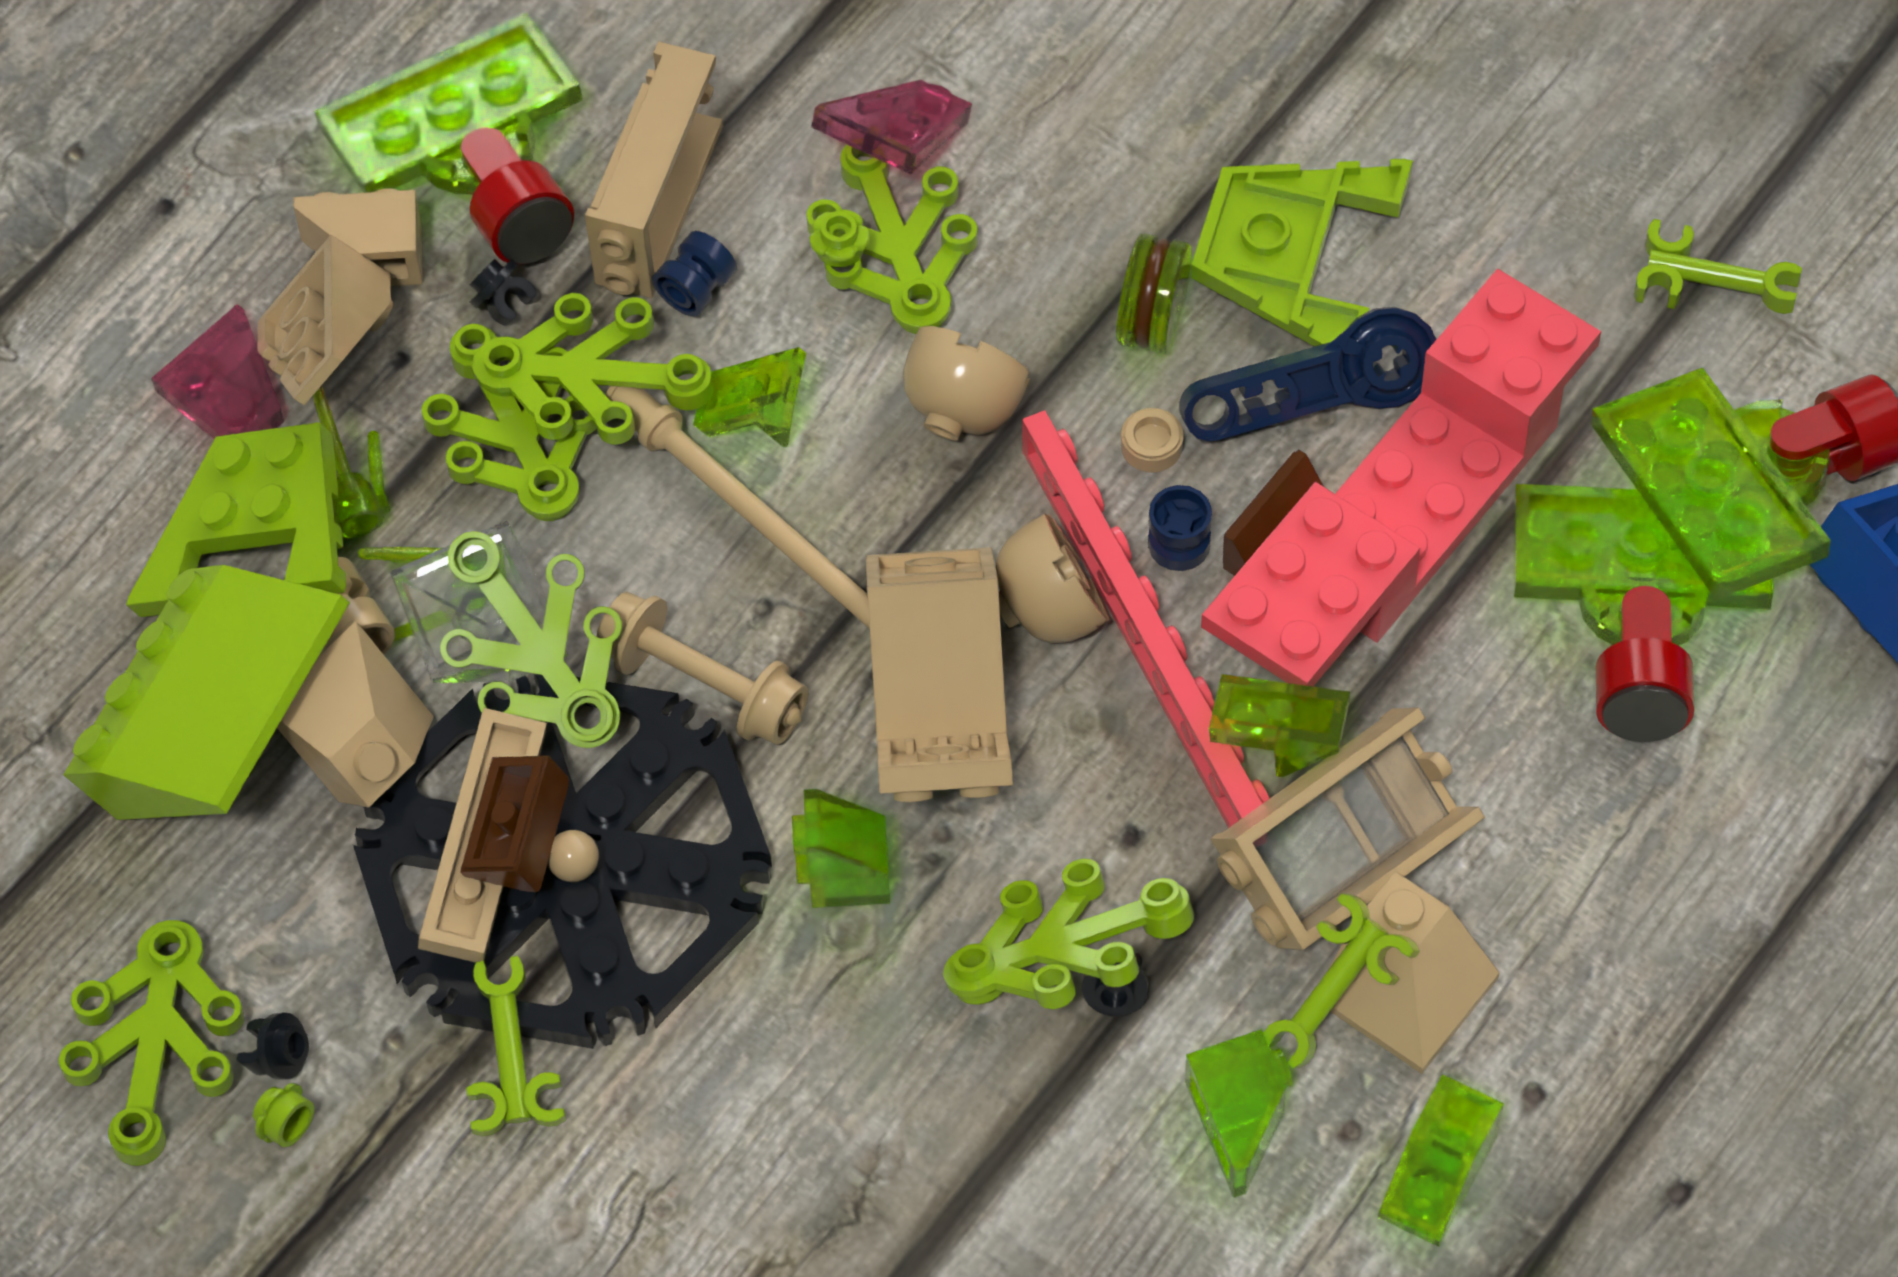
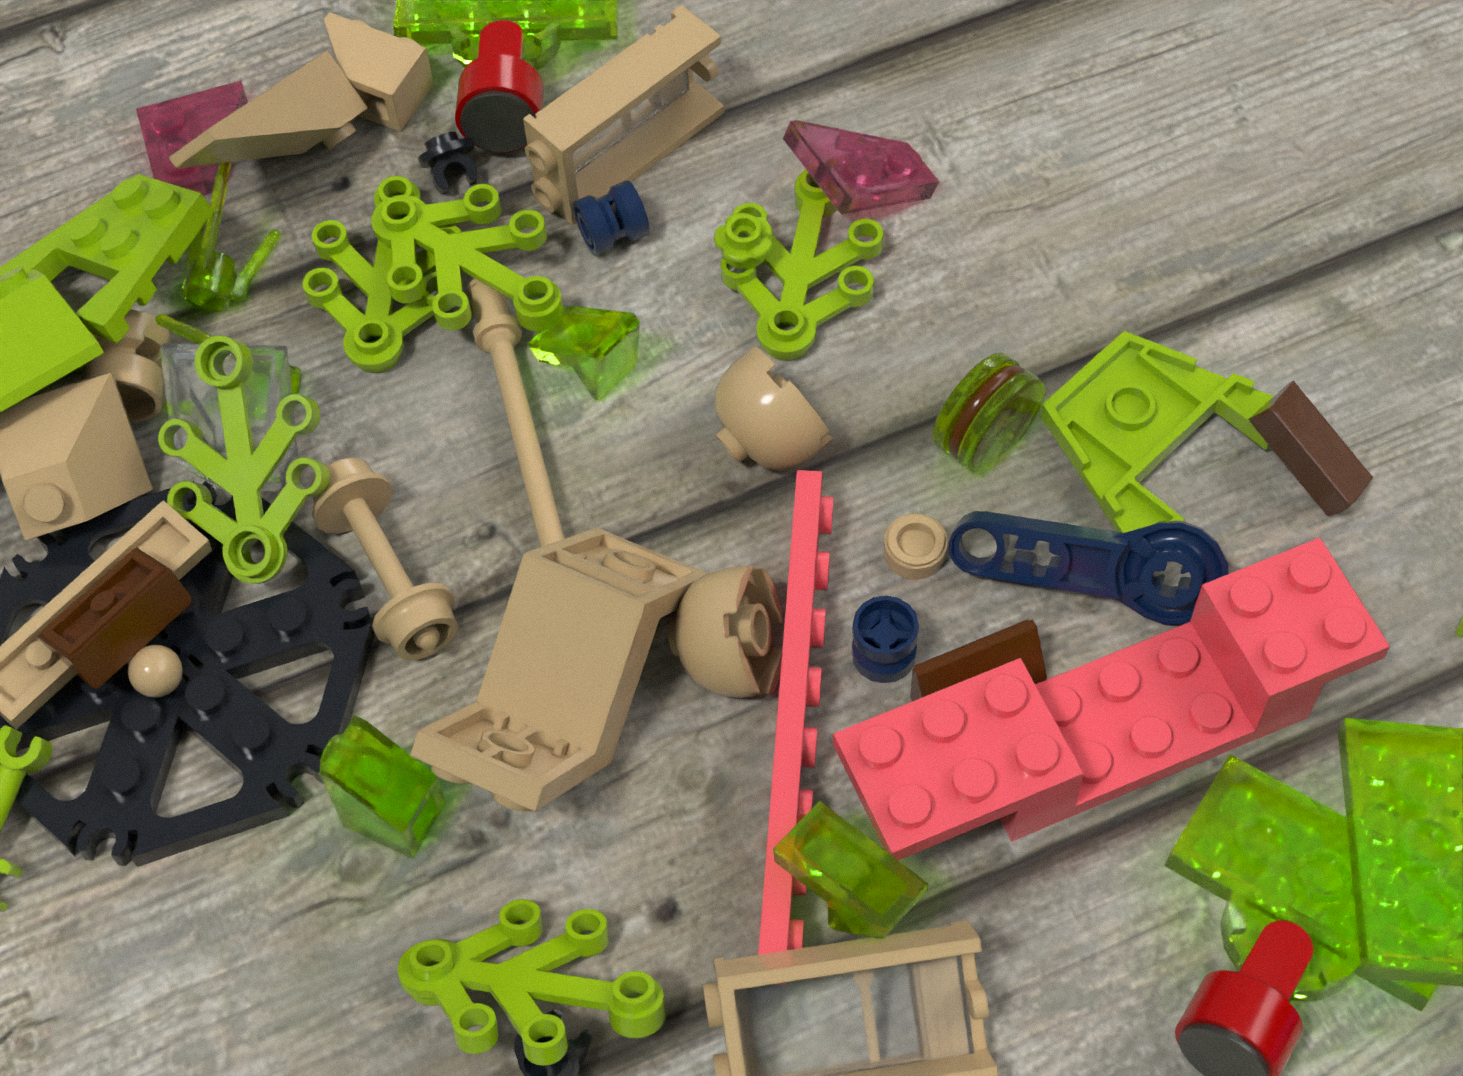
camera: 30 degrees right, 0 degrees up
(1440, 199) = (1311, 449): none -> reddish brown slope

